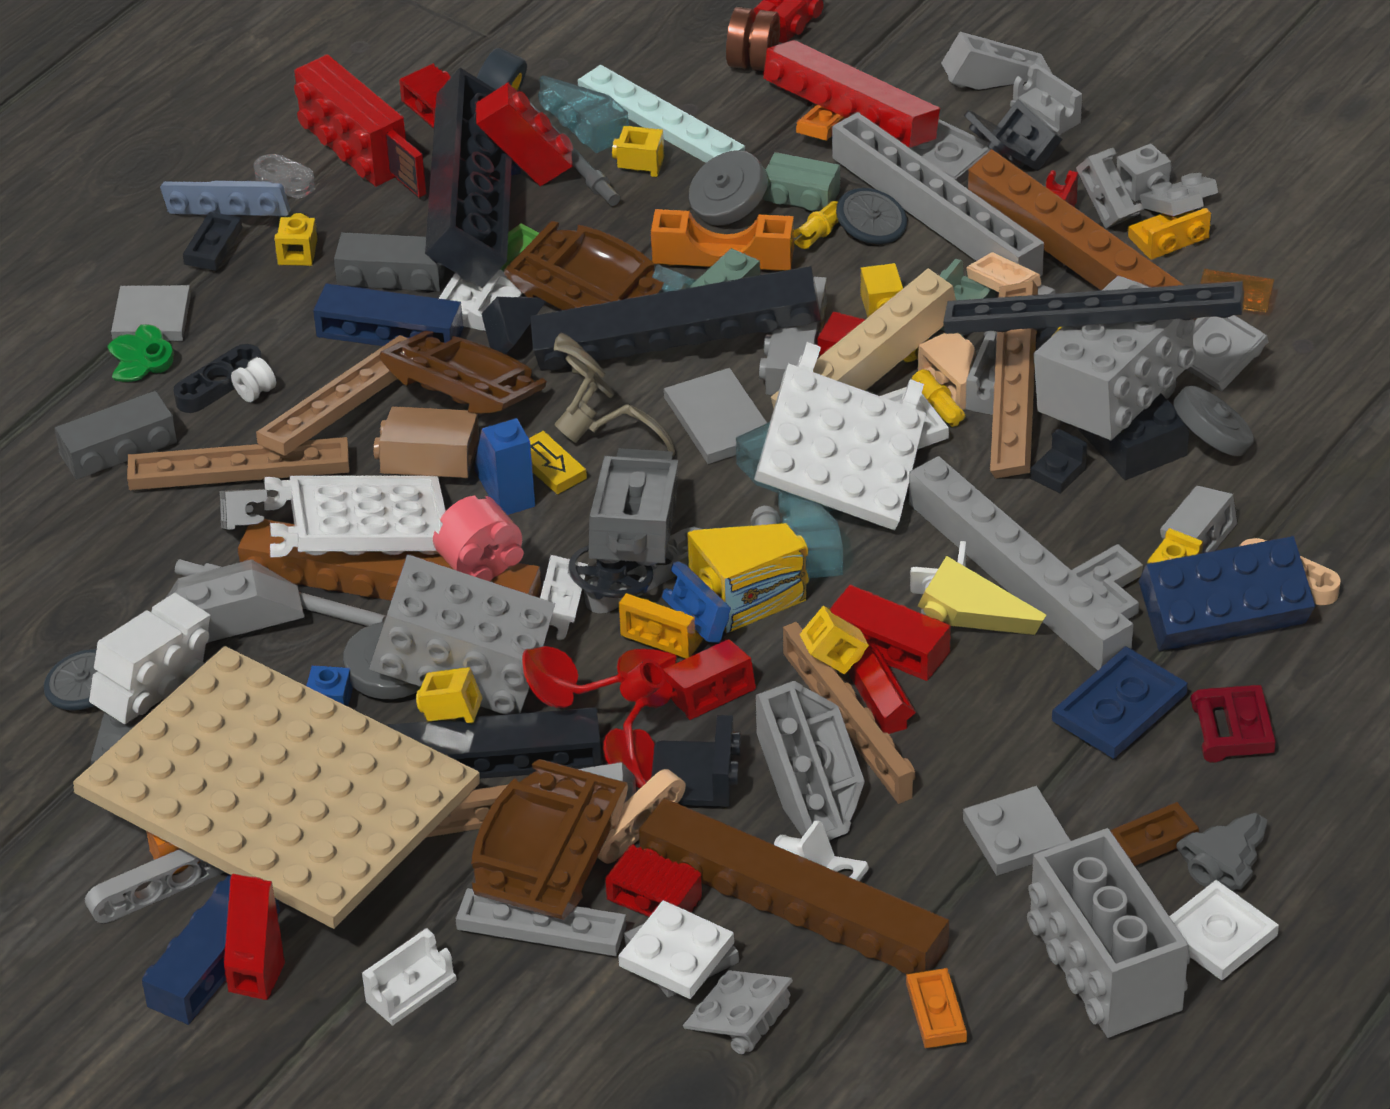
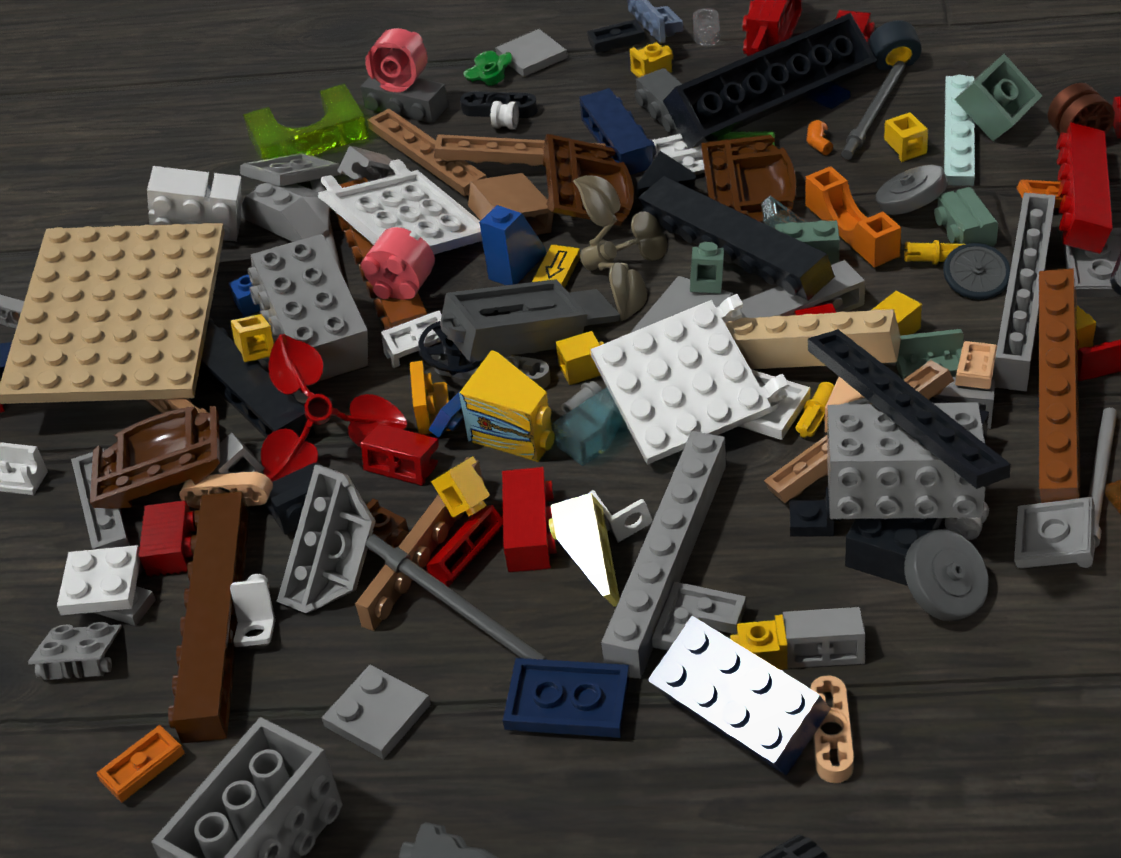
camera: 60 degrees right, 0 degrees up
(77, 566) = (340, 126): none -> clear neon green arch
(99, 394) = (396, 59): none -> coral brick
(158, 569) = (289, 169): none -> light grey tile
(524, 134) = (832, 75): red brick -> none
(562, 204) = (816, 138): none -> orange arm
(587, 113) = (913, 93): clear light blue slope -> none
(673, 66) = (998, 97): none -> sand green brick
(697, 359) = (706, 268): none -> sand green brick
(710, 501) = (576, 358): none -> yellow brick
(885, 721) = (400, 562): none -> dark grey bar
(1154, 833) = (426, 800): reddish brown plate -> none
(1245, 717) = (611, 795): dark red plate -> none

